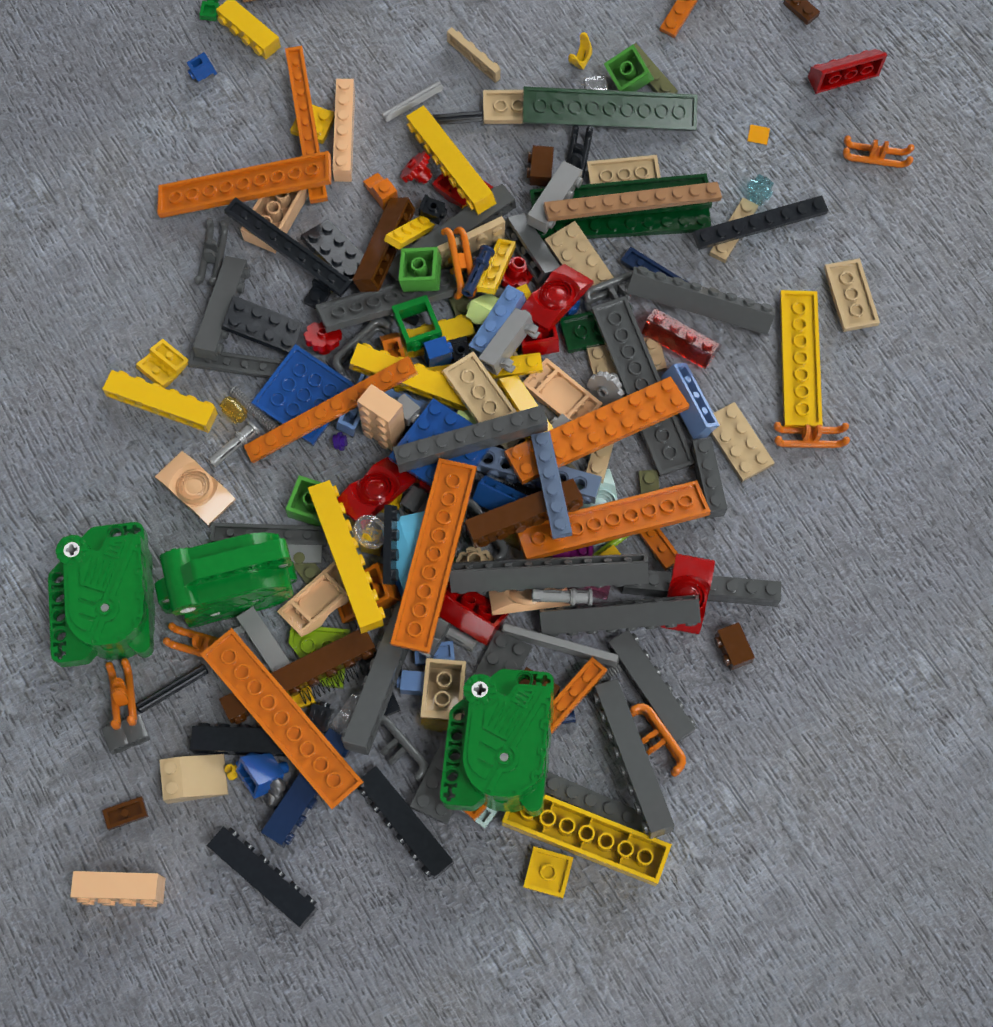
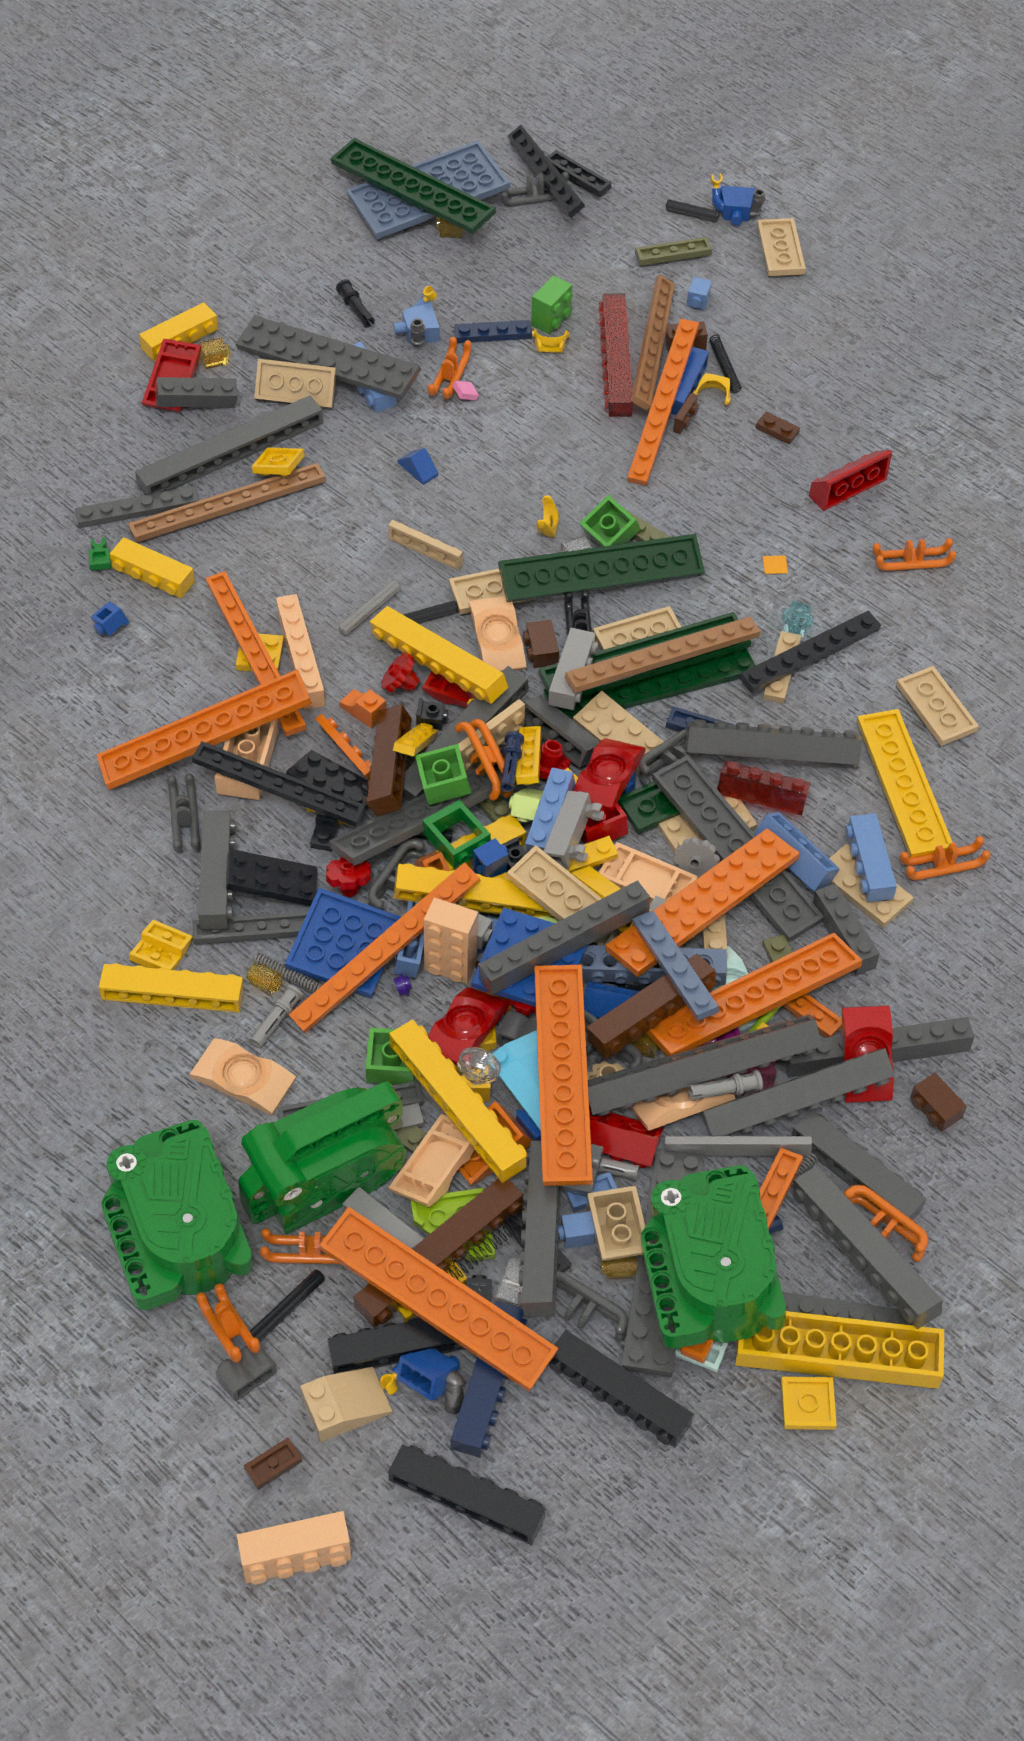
camera: 15 degrees left, 15 degrees down
(354, 216) = (342, 741): none -> orange plate
(390, 550) = (511, 1083): black plate -> none
(507, 150) = (497, 633): none -> light nougat slope
(749, 421) = (871, 857): none -> medium blue brick

